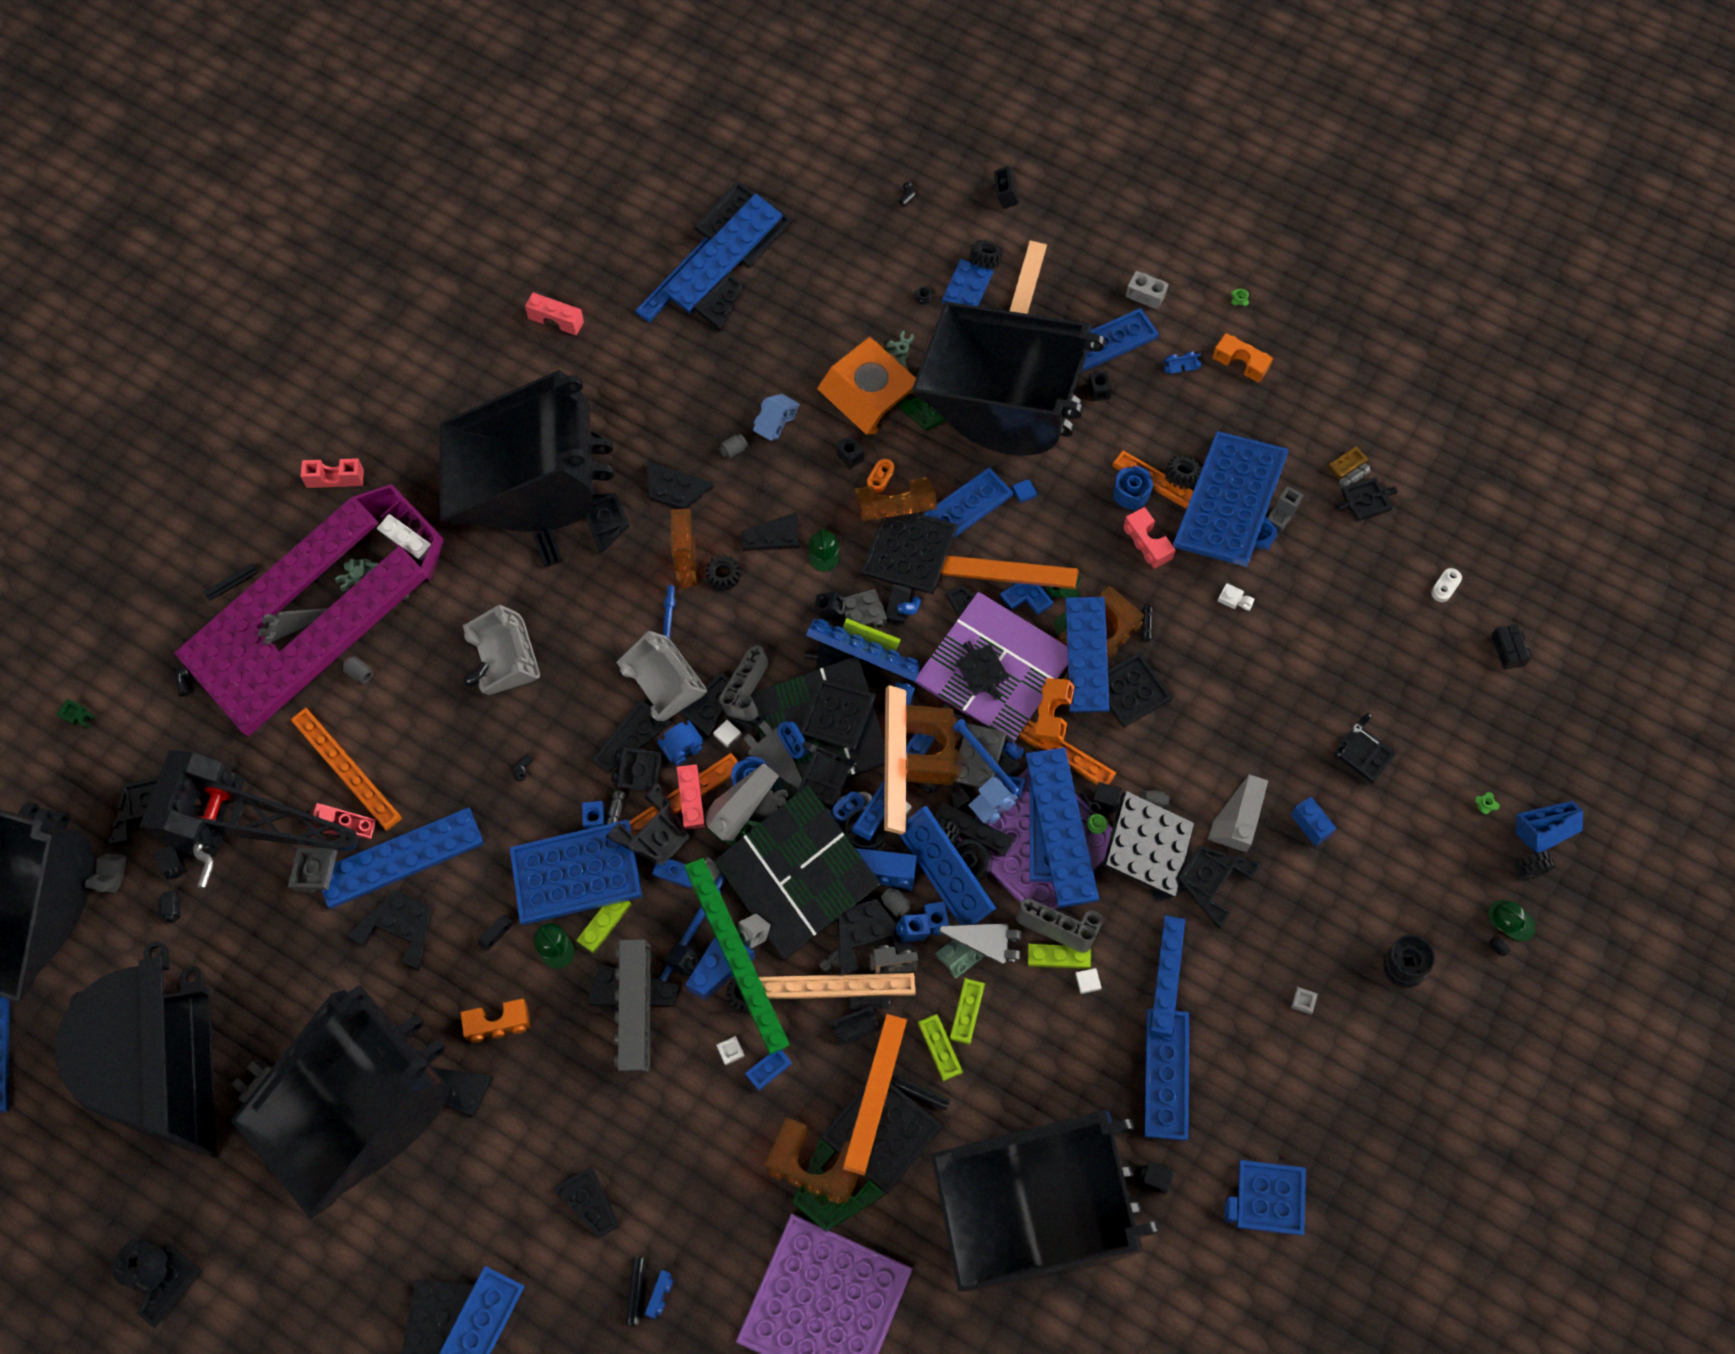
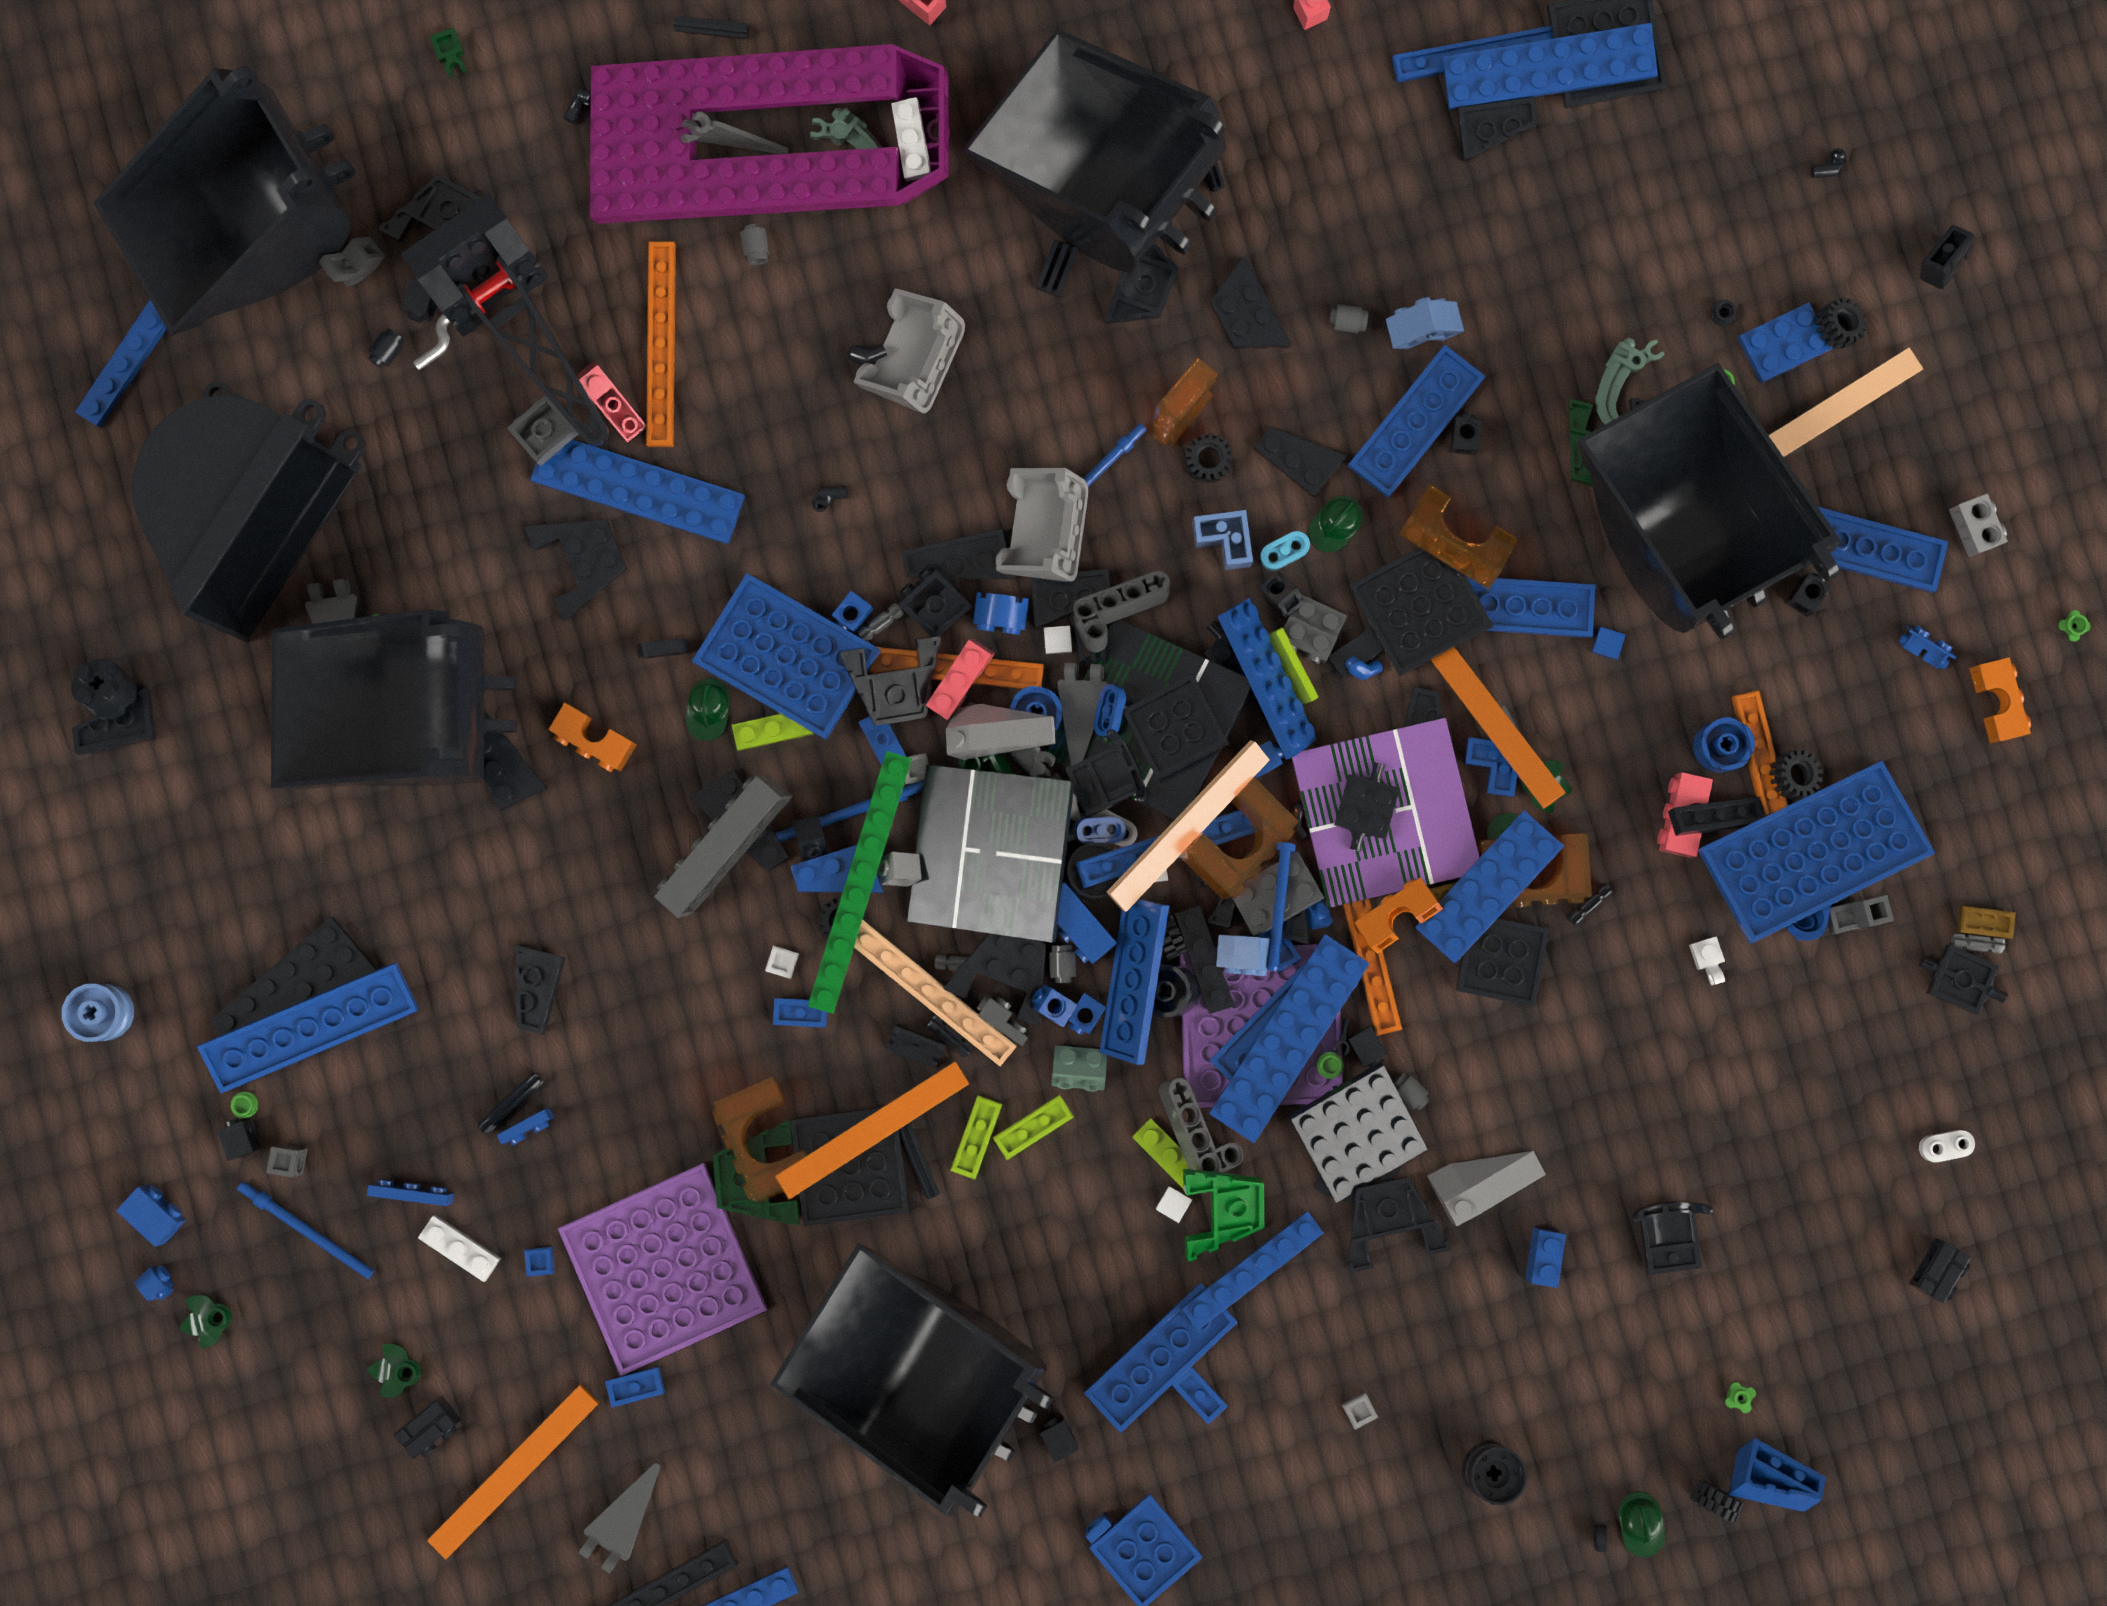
camera: 45 degrees right, 20 degrees up
(771, 597) = (1230, 532): none -> medium blue brick
(809, 586) = (1284, 551): none -> medium azure plate
(817, 467) = (1416, 421): none -> blue plate
(867, 384) = (1556, 374): orange panel -> none
(880, 477) = (1471, 491): orange plate -> none
(986, 939) = (1110, 1080): flag -> none
(1124, 948) = (1235, 1208): none -> green wing
(1164, 522) = (1716, 816): none -> black plate
(1210, 1075) = (1200, 1395): none -> blue plate

